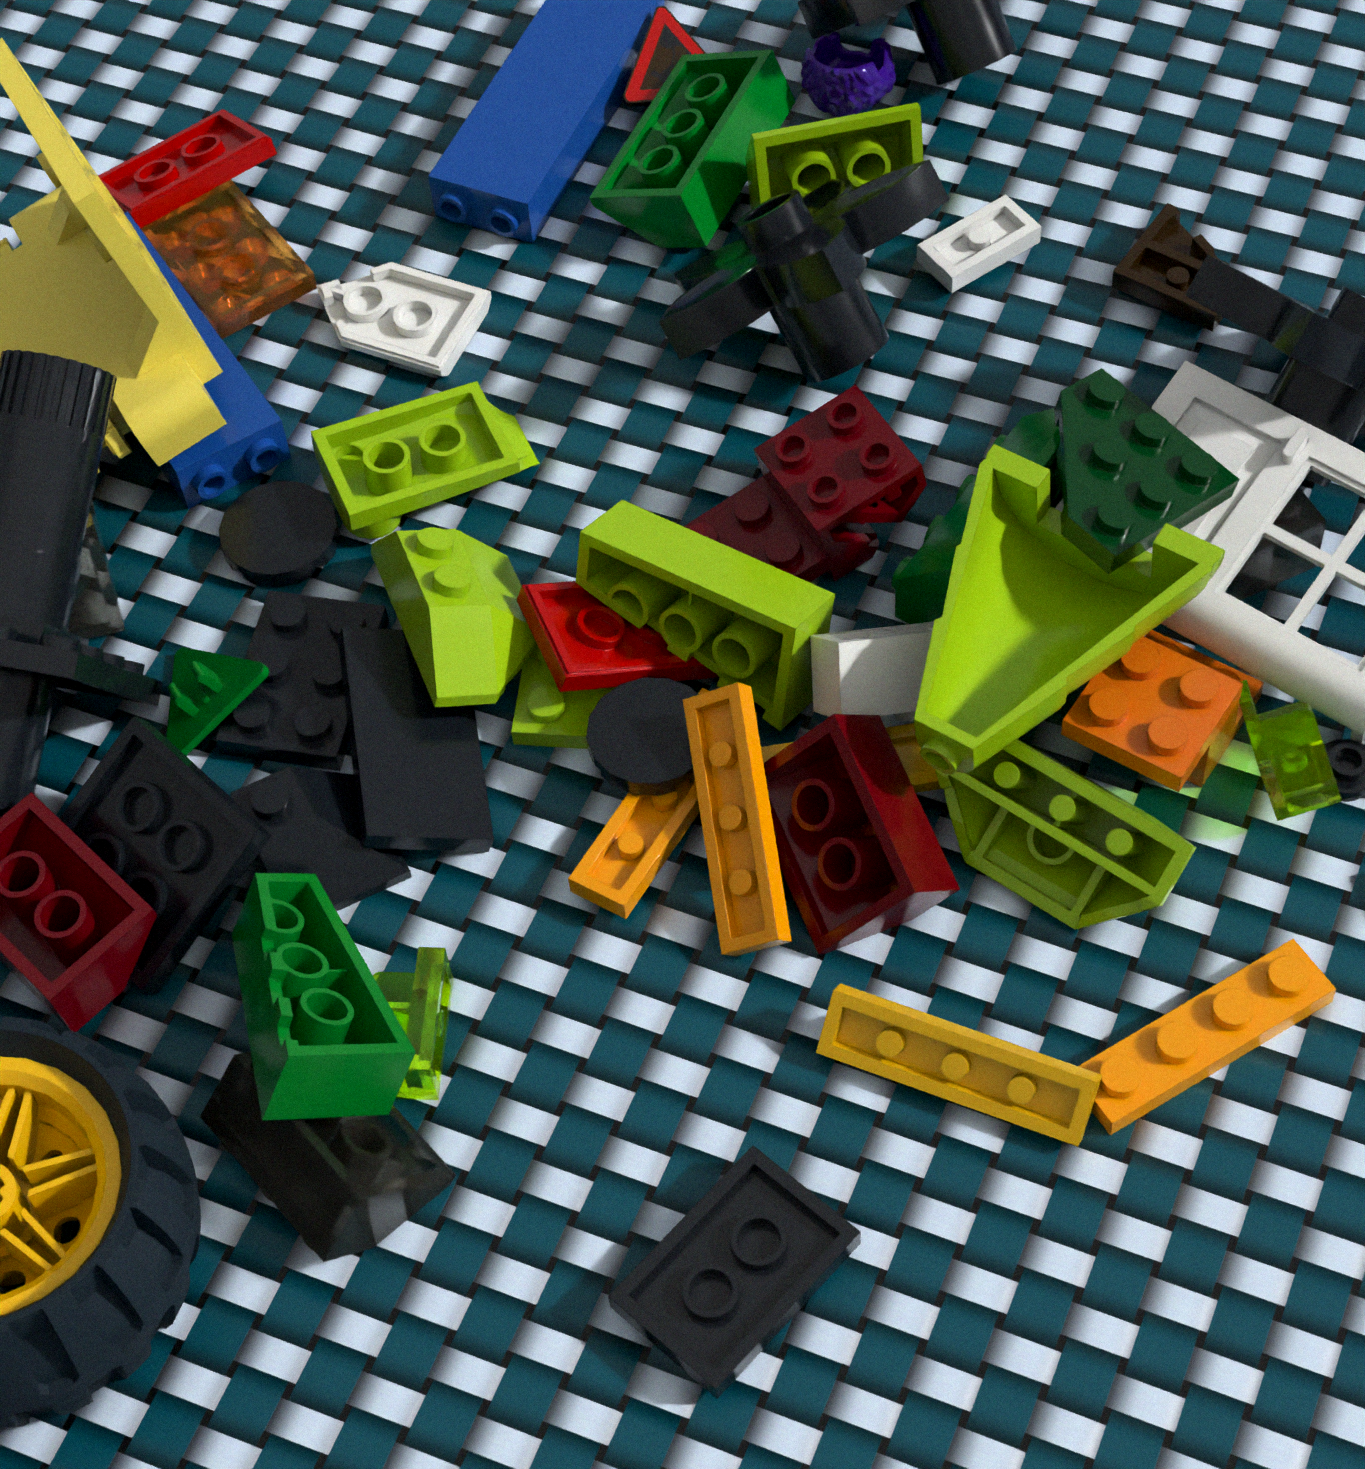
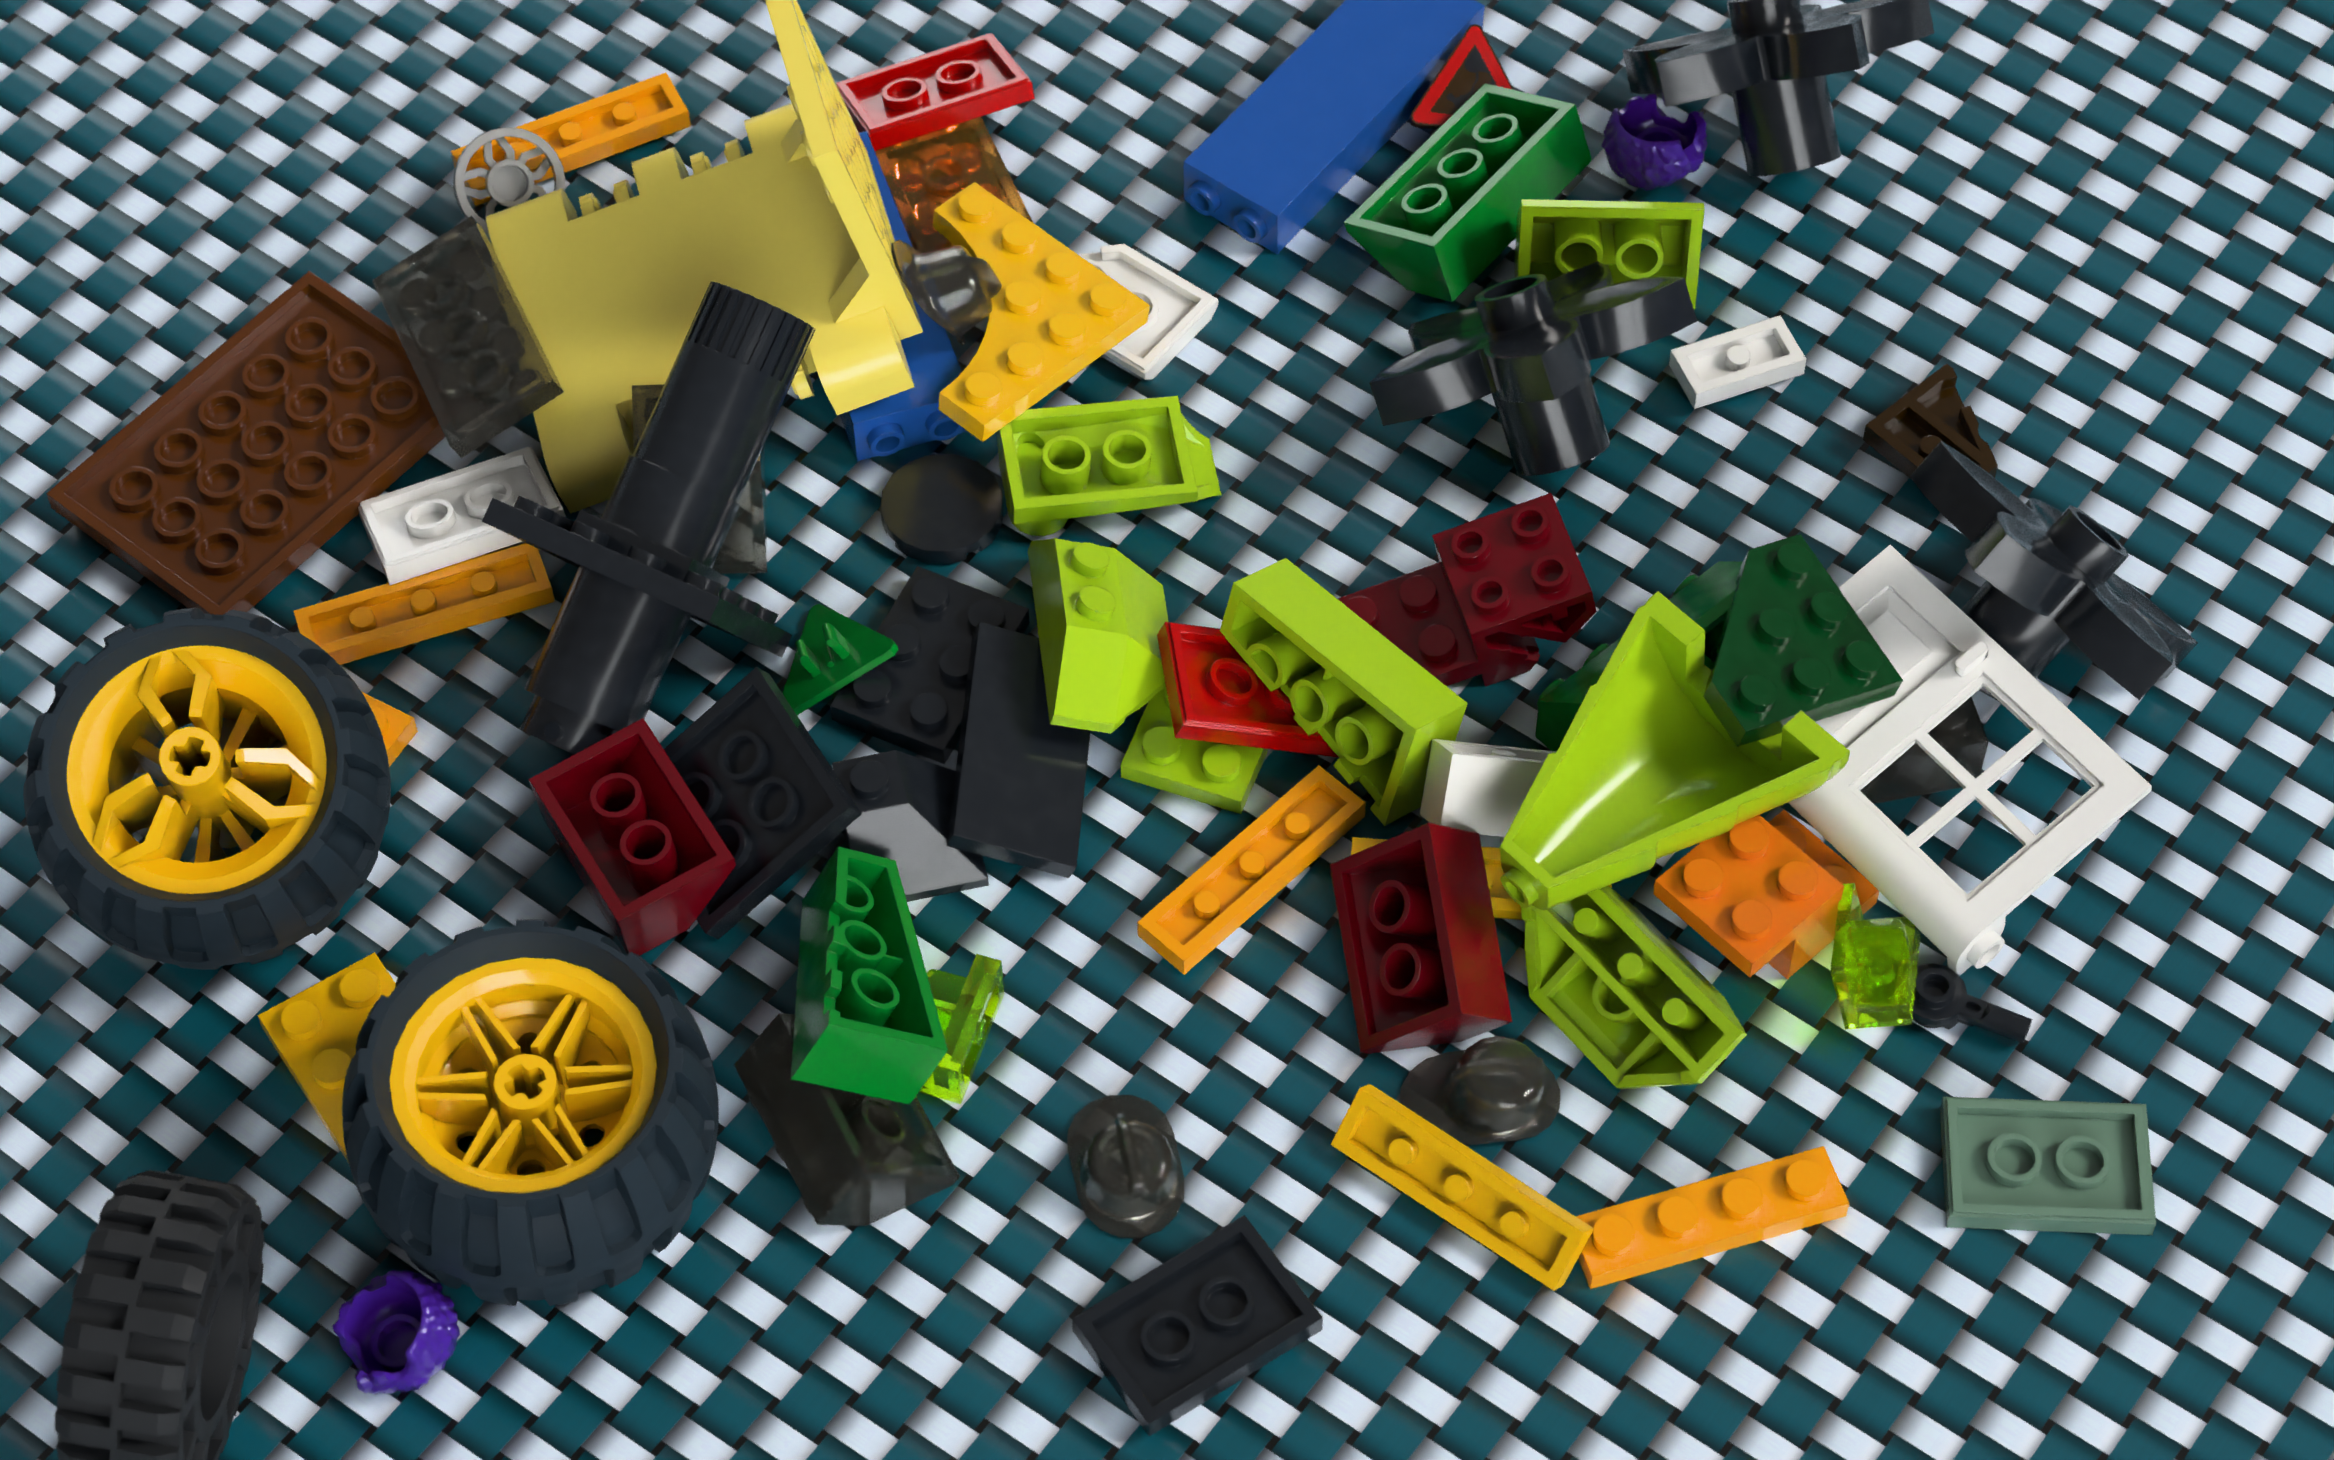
camera: 10 degrees right, 0 degrees up
(238, 322) = (948, 285): none -> clear smoke piece
(331, 332) = (1044, 321): none -> yellow plate
(618, 1123) = (1126, 1166): none -> clear smoke piece
(642, 736) = (1254, 801): black tile -> none
(736, 820) = (1313, 903): light orange plate -> none
(950, 964) = (1484, 1092): none -> clear smoke piece

